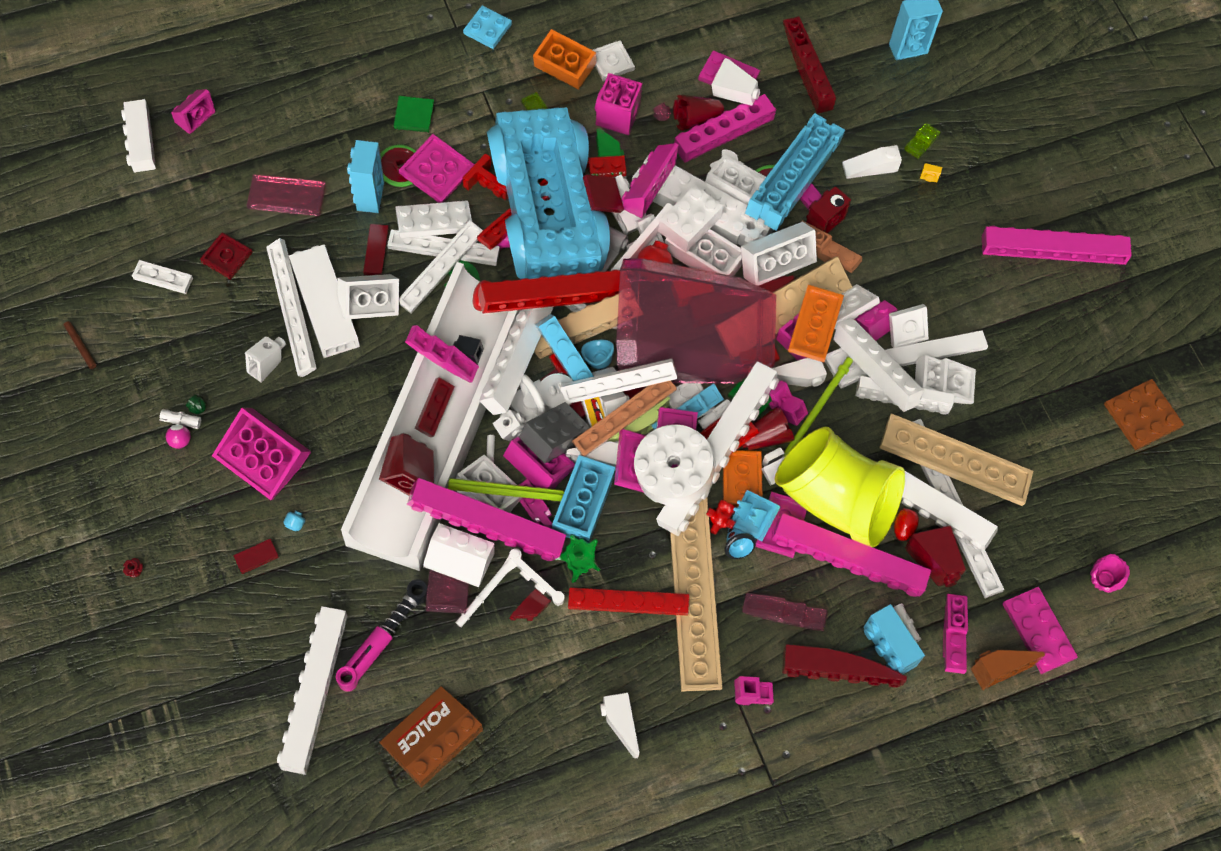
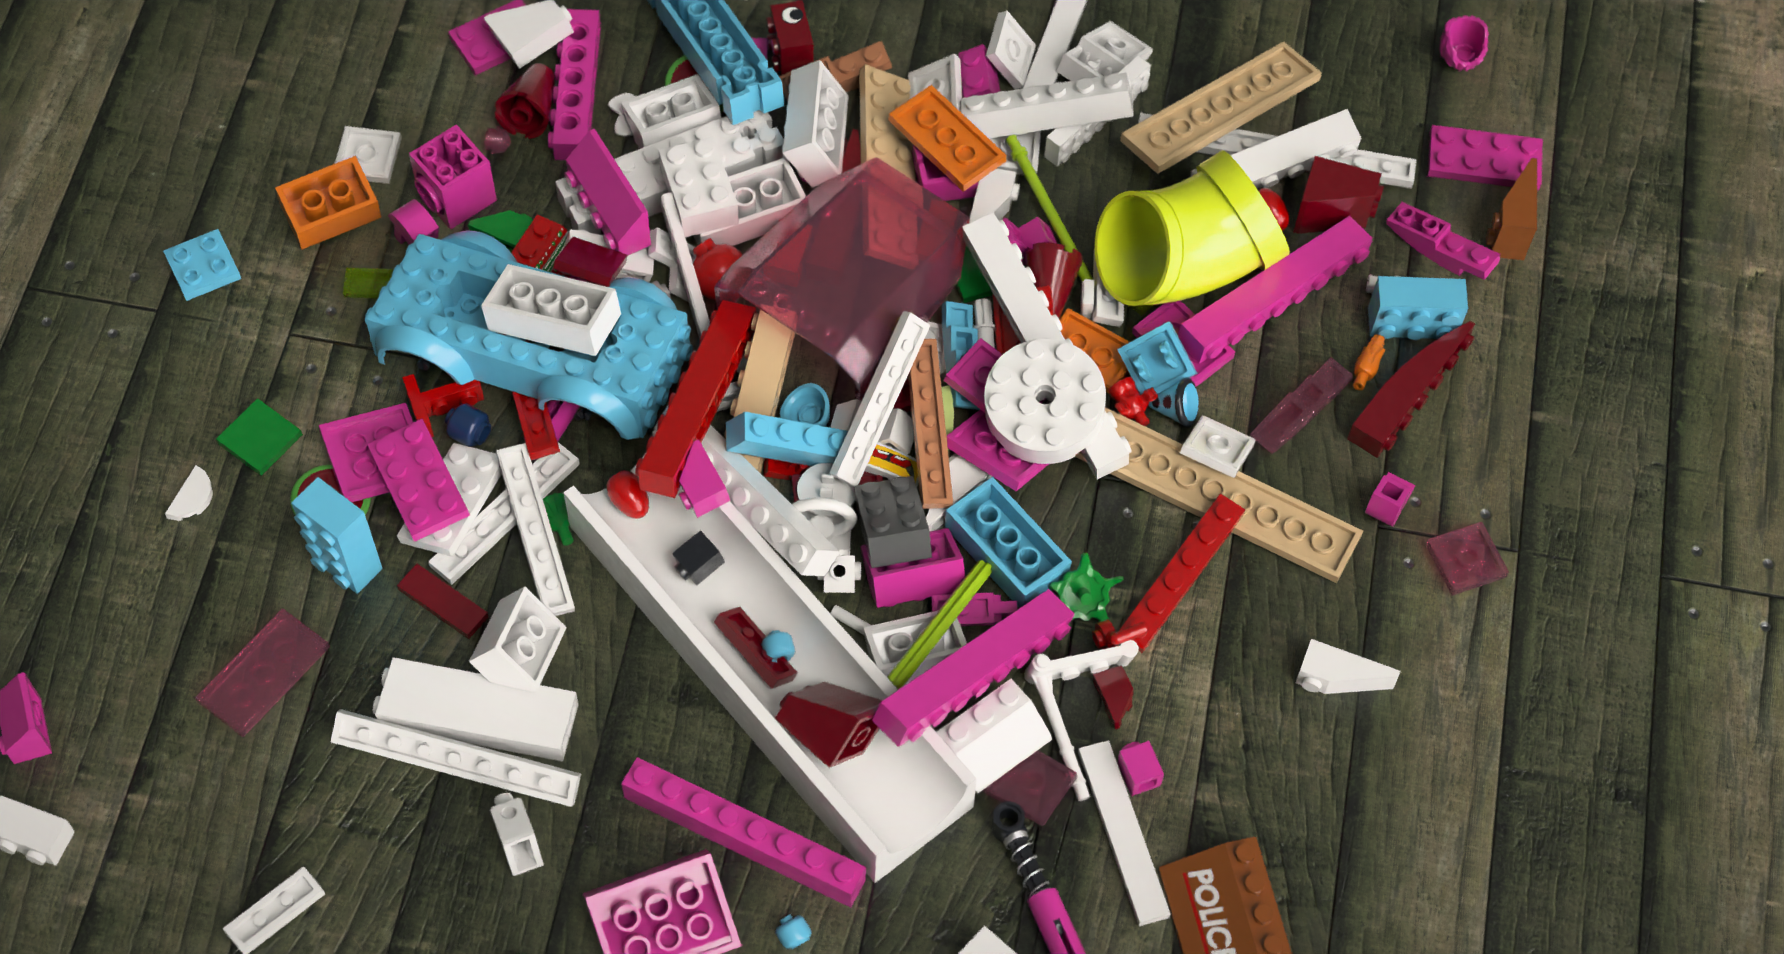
camera: 55 degrees left, 5 degrees down
(226, 255) = (301, 806): dark red tile -> none
(331, 464) = (744, 832): none -> dark pink brick
(362, 106) = (192, 497): none -> white tile
(429, 195) = (418, 480): none -> dark pink plate
(441, 354) = (692, 588): dark pink slope -> none
(442, 418) = (778, 645): none -> medium azure piece
(450, 656) = (1124, 833): none -> white tile
(480, 200) = (468, 425): none -> dark blue head
(492, 643) = (1140, 767): none -> dark pink brick
(502, 320) = (701, 483): none -> dark pink slope
(553, 190) = (551, 309): none -> white brick
(561, 583) = (1107, 637): none -> red plate
(577, 103) = (411, 221): none -> dark pink brick
(723, 578) = (1217, 446): none -> white tile
(745, 757) = (1467, 558): none -> clear pink plate
(842, 634) = (1368, 362): none -> orange piece

